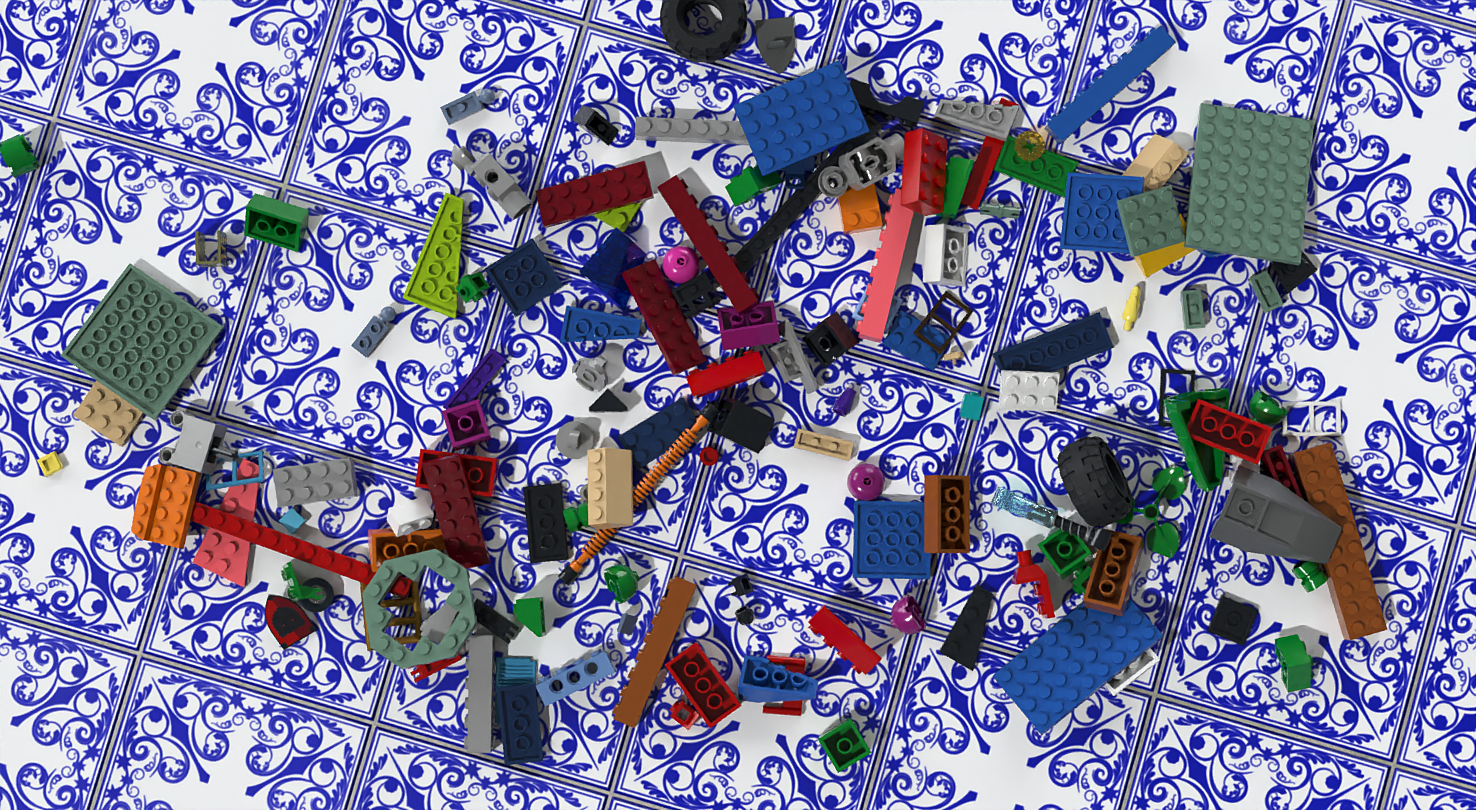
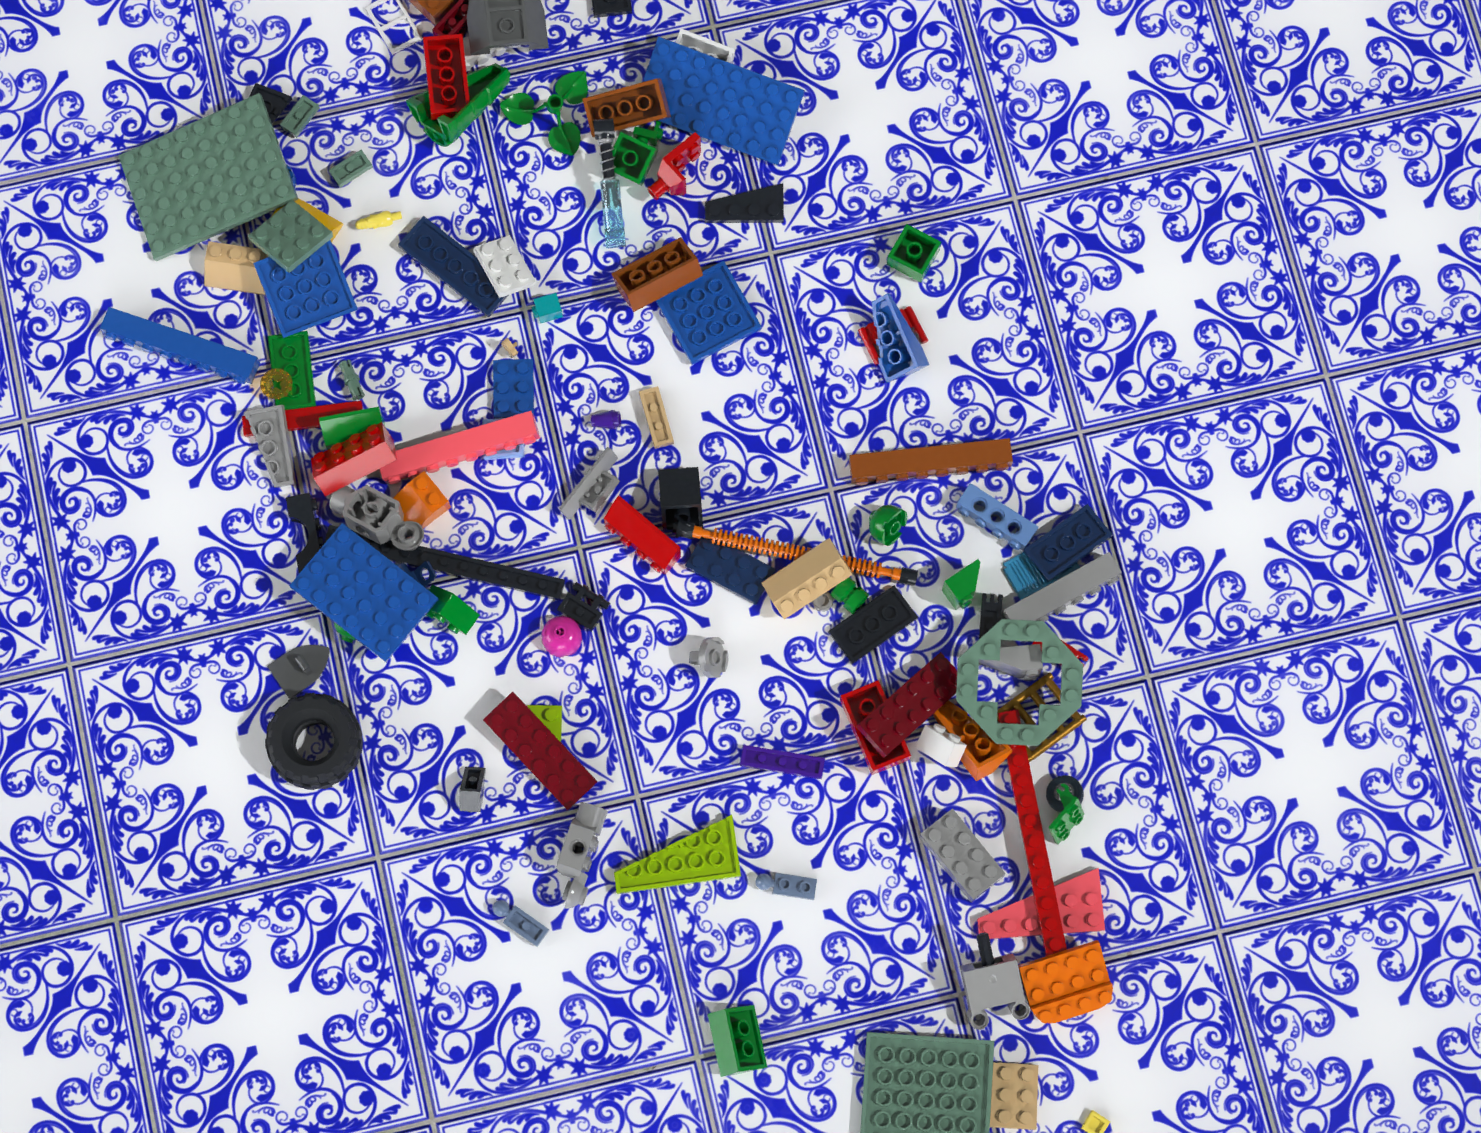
camera: 125 degrees left, 10 degrees down
(200, 250) = (806, 1069): olive piece -> none
(234, 482) = (1007, 931): dark azure window -> none
(287, 620) = (1104, 807): shield -> none
(292, 520) = (1010, 859): medium azure tile -> none
(467, 425) = (825, 744): magenta slope -> none
(472, 287) = (693, 813): green brick -> none
(524, 277) = (656, 773): dark blue plate -> none
(574, 440) = (781, 641): light grey tile -> none
(594, 325) = (666, 687): blue wing -> none
(608, 263) = (598, 694): clear blue wedge -> none
(608, 403) = (729, 628): black slope -> none
(627, 624) = (921, 501): sand blue slope -> none
(664, 317) = (620, 622): dark red plate -> none
(684, 714) = (970, 404): red window -> none
(689, 130) = (429, 696): light grey brick -> none
(703, 684) = (934, 401): red brick -> none
(707, 244) = (529, 618): dark red brick -> none
(709, 456) = (725, 513): red tile -> none
(742, 585) = (825, 417): black tile -> none
(744, 615) = (851, 402): black plate -> none
(751, 329) = (584, 543): magenta slope -> none
(830, 339) = (556, 462): black slope -> none
(844, 639) = (821, 303): red slope -> none
(856, 482) = (668, 363): magenta cylinder -> none
(907, 616) = (769, 261): magenta cylinder -> none
(943, 322) = (482, 387): dark brown window -> none
(945, 255) = (420, 405): white slope -> none
(1095, 481) = (555, 159): black tyre -> none
(1161, 394) = (444, 154): black window -> none
(1266, 409) = (407, 60): green cylinder -> none

